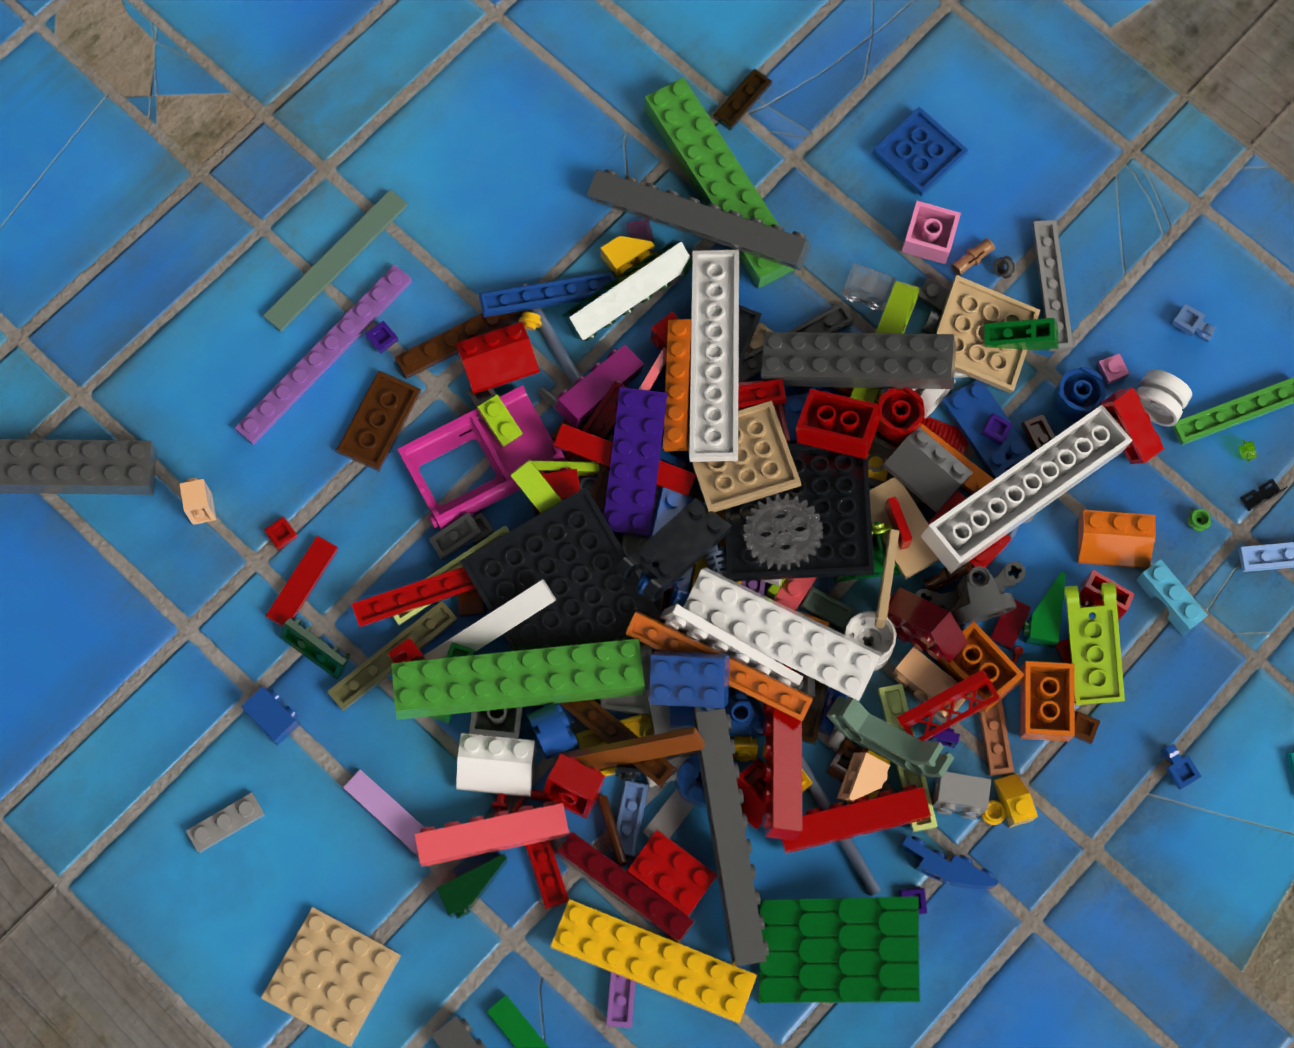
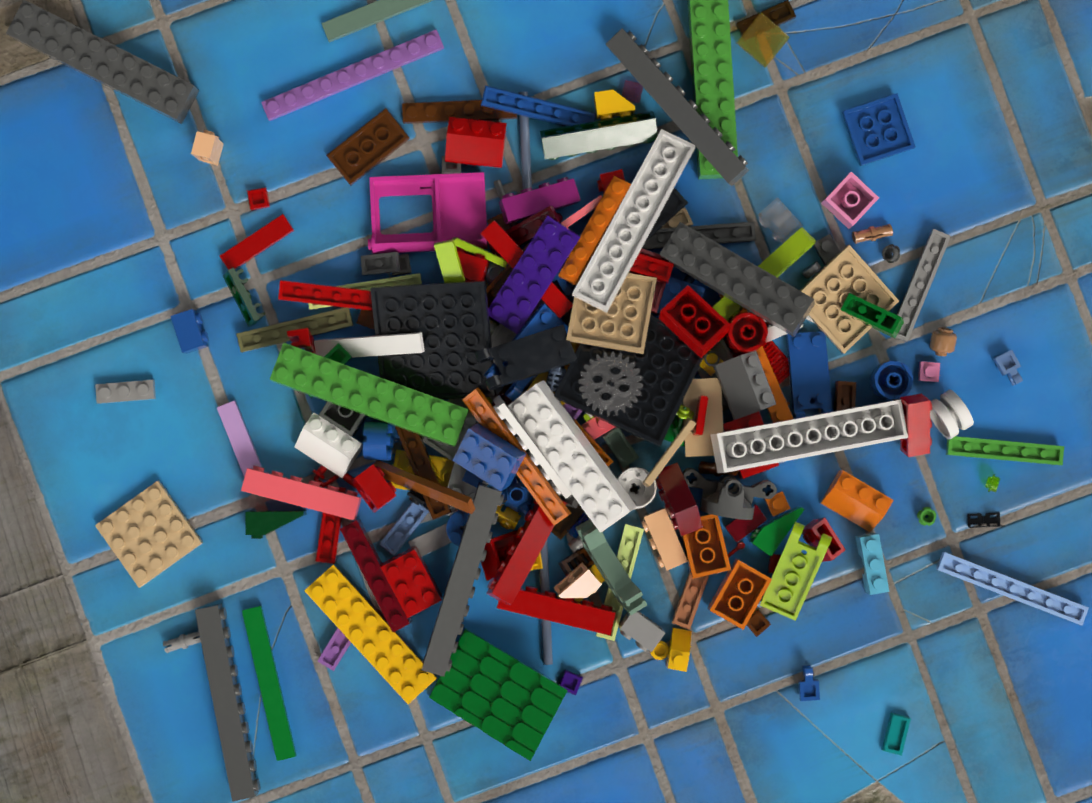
camera: 30 degrees right, 15 degrees up
(381, 337) = (400, 83): dark purple plate -> none
(499, 420) = (453, 192): lime plate -> none
(530, 321) = (513, 124): yellow plate -> none
(612, 830) = (387, 531): reddish brown bar -> none
(750, 118) = (762, 40): none -> clear yellow tile
(947, 698) = (665, 559): red fence -> none
(947, 738) = (654, 580): dark purple plate -> none
(955, 872) = (609, 678): blue slope -> none
(996, 429) = (814, 376): dark purple tile -> none
(1032, 585) = (777, 504): none -> orange plate
(1110, 329) = (943, 341): none -> medium nougat head

